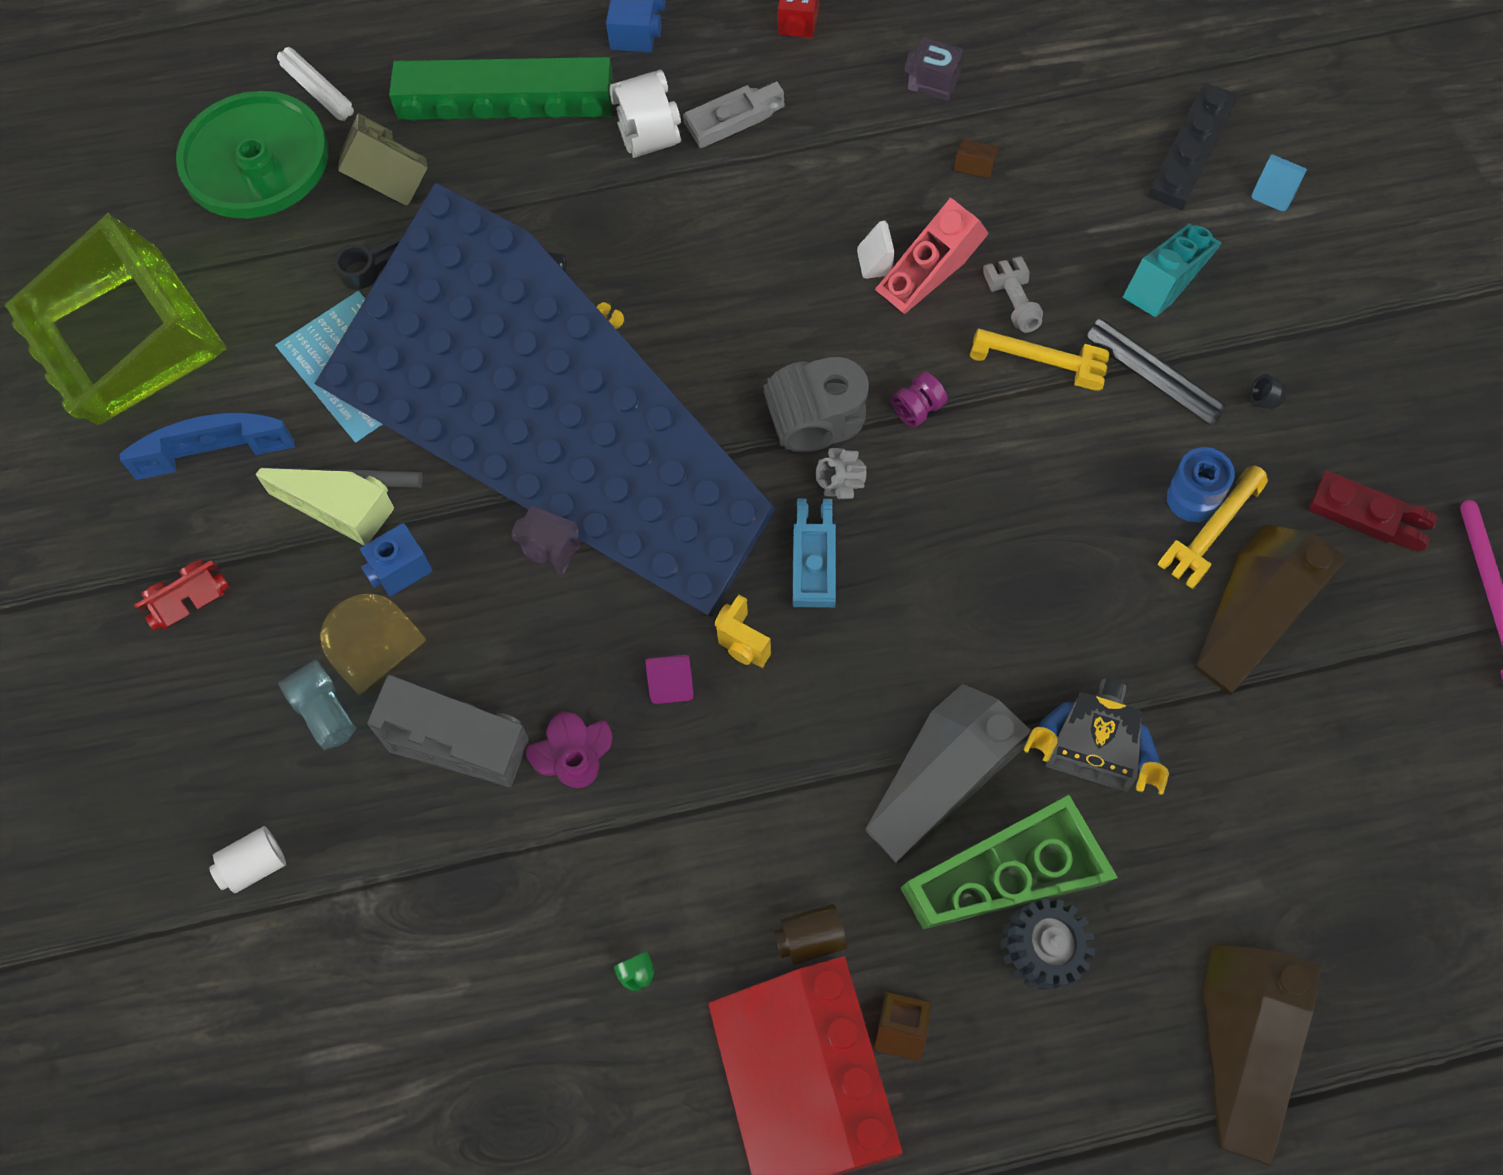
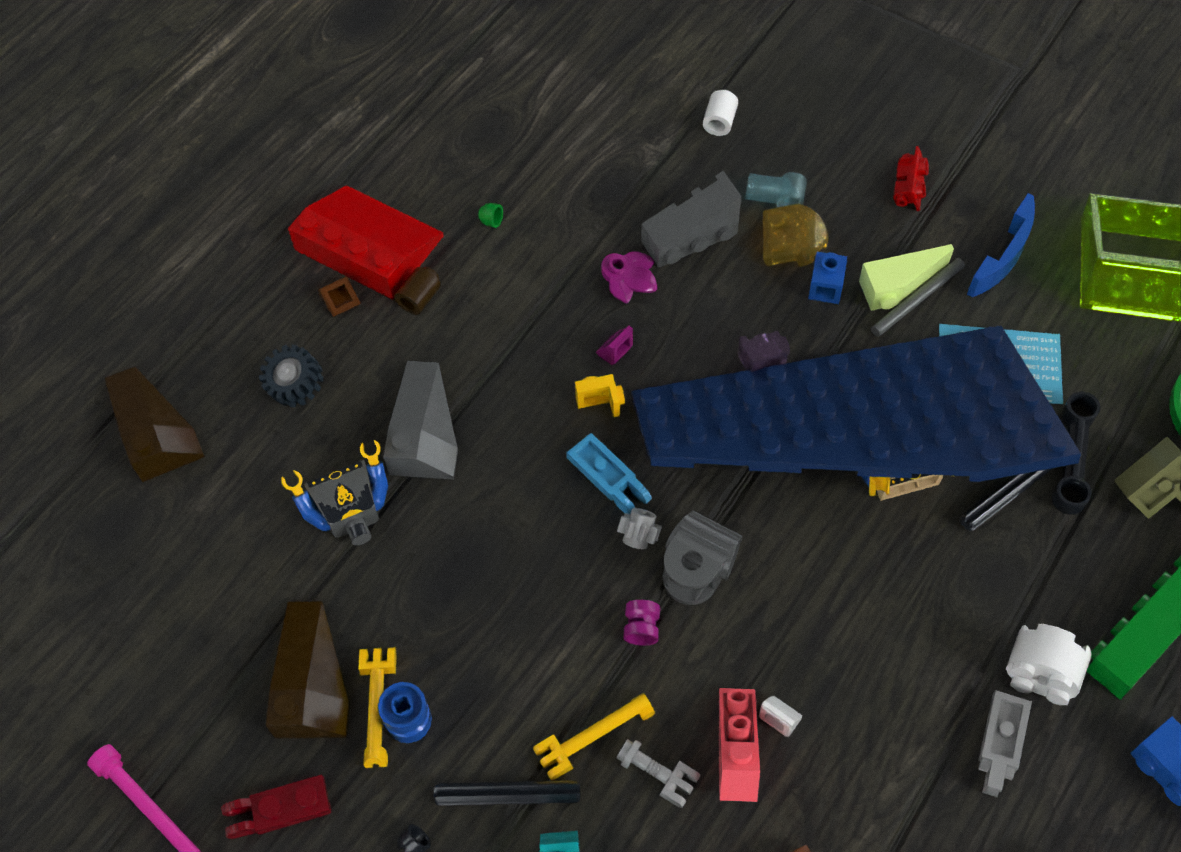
camera: 135 degrees right, 5 degrees down
(1020, 865) = (339, 392): bright green wedge -> none

